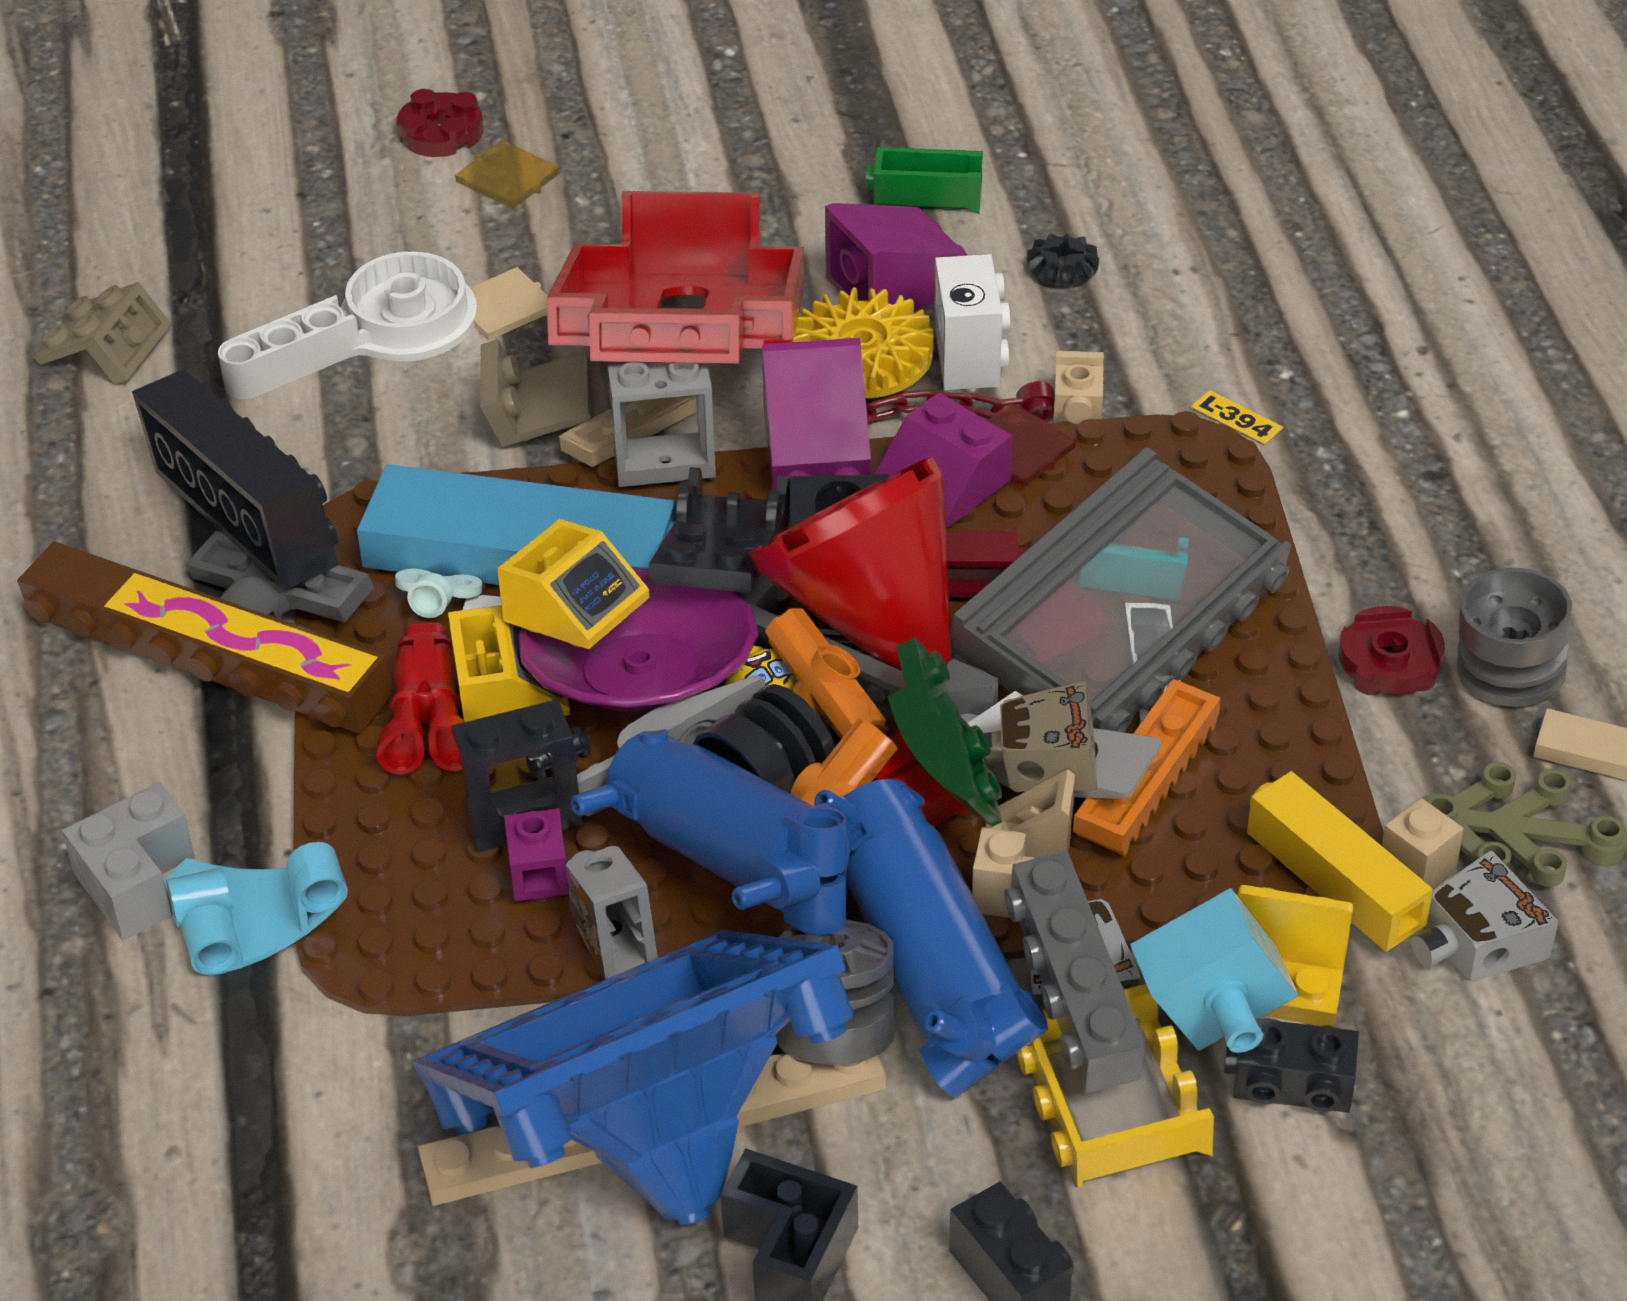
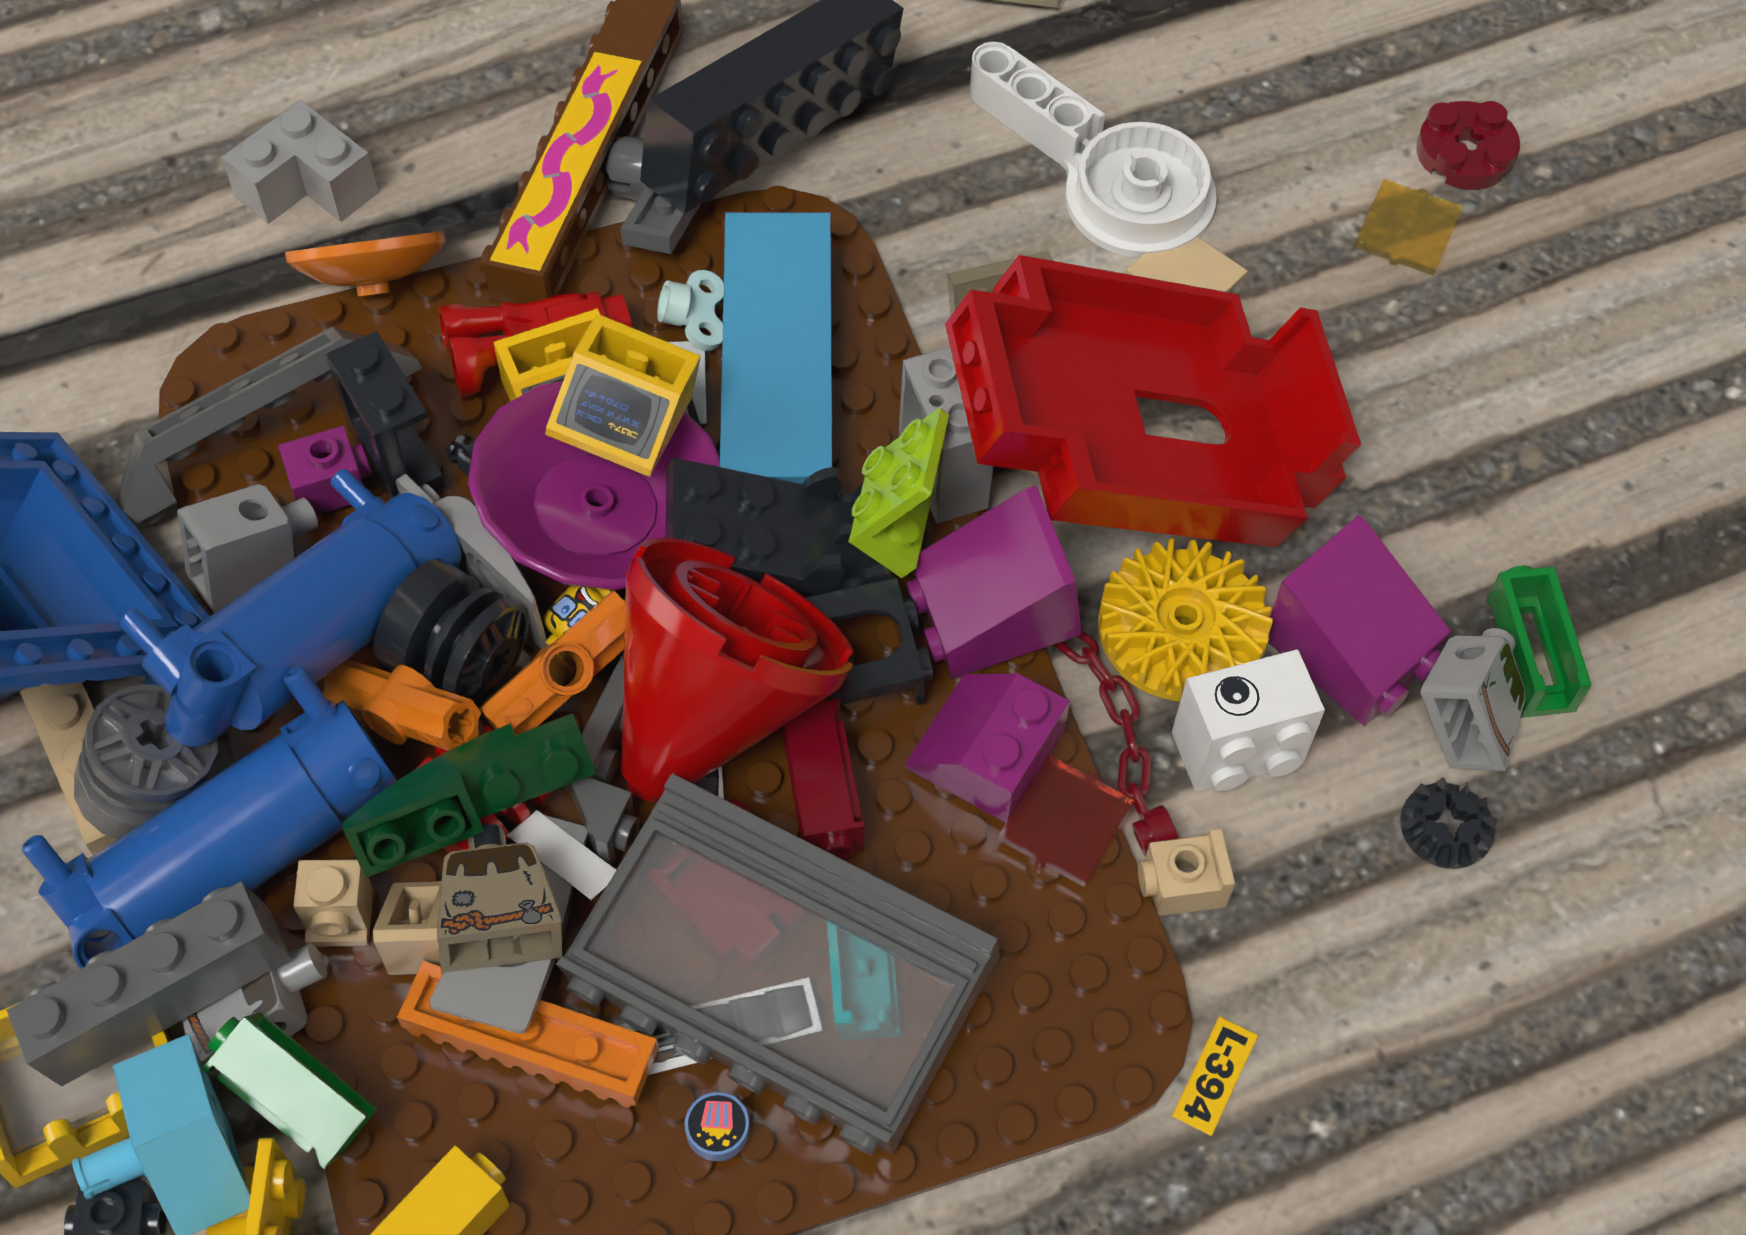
camera: 75 degrees right, 15 degrees up
(250, 914) = (248, 263): medium azure panel -> none
(288, 795) = (367, 263): none -> orange dish
(444, 907) = (143, 490): none -> dark grey slope
(727, 423) = (898, 494): none -> lime bracket
(977, 207) = (1476, 700): none -> light grey torso
(1178, 890) = (288, 1086): none -> window
(1243, 669) = (717, 1126): none -> tile

